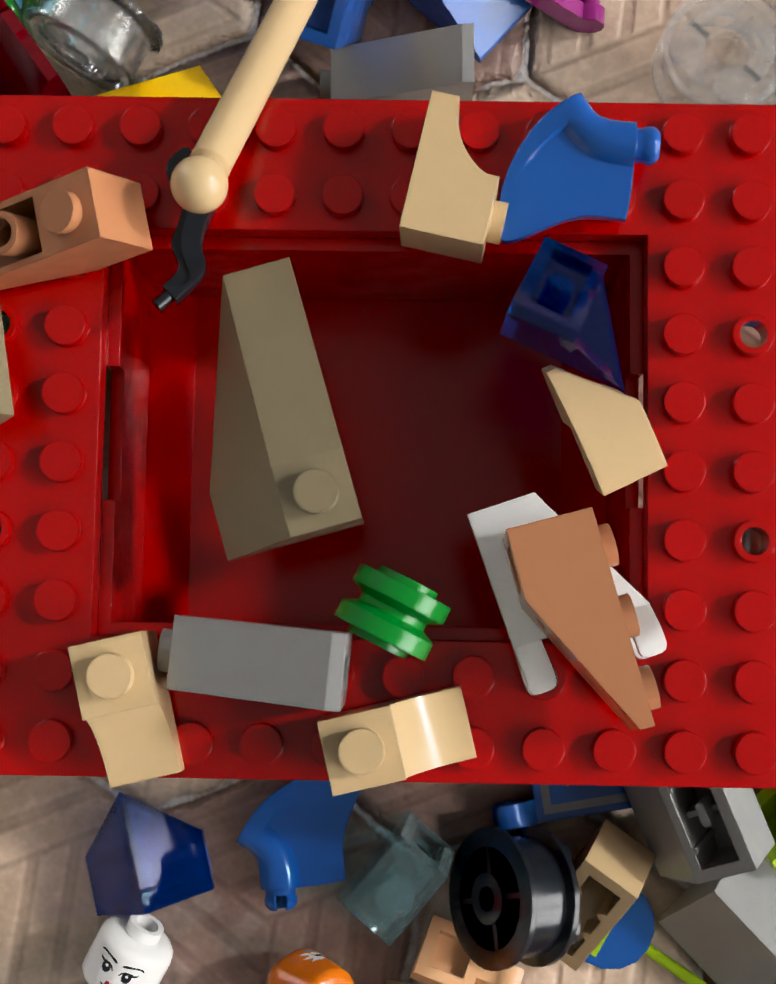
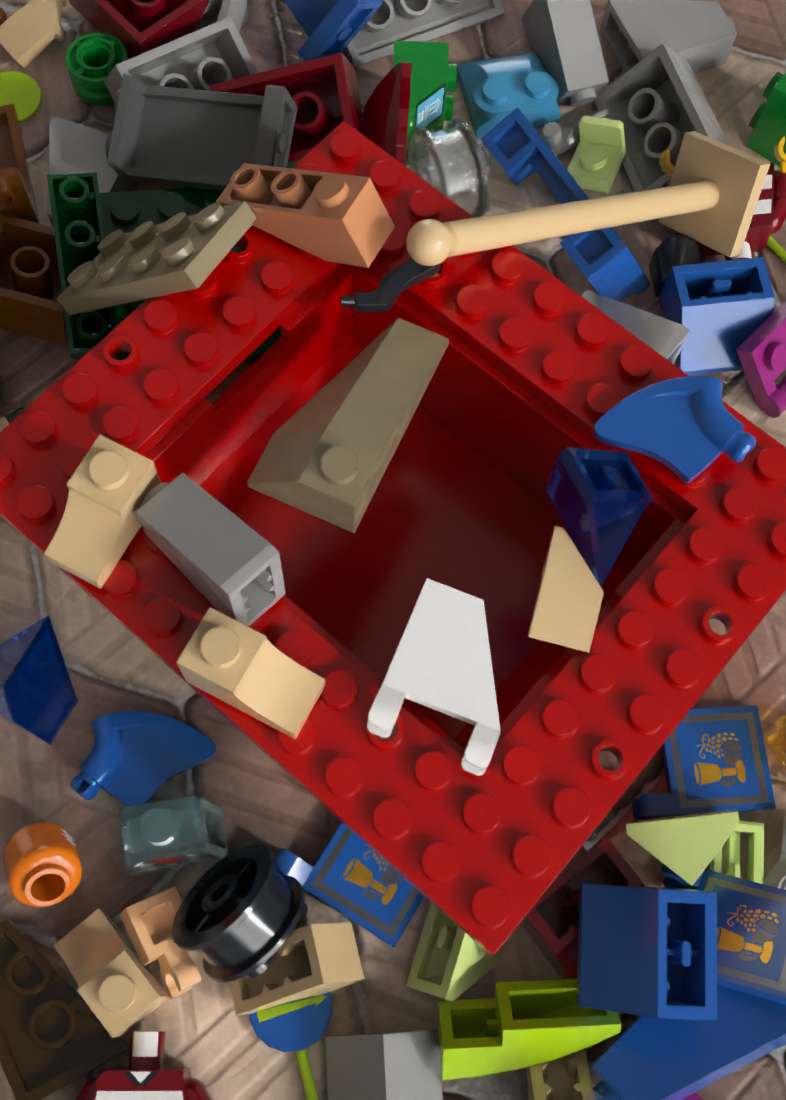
camera: 30 degrees right, 15 degrees down
(392, 611) = (322, 588): green wheel -> none
(449, 198) = (579, 375): tan arch -> none
(572, 597) = (447, 671): nougat slope -> none
(701, 830) = (419, 964): light grey slope -> none

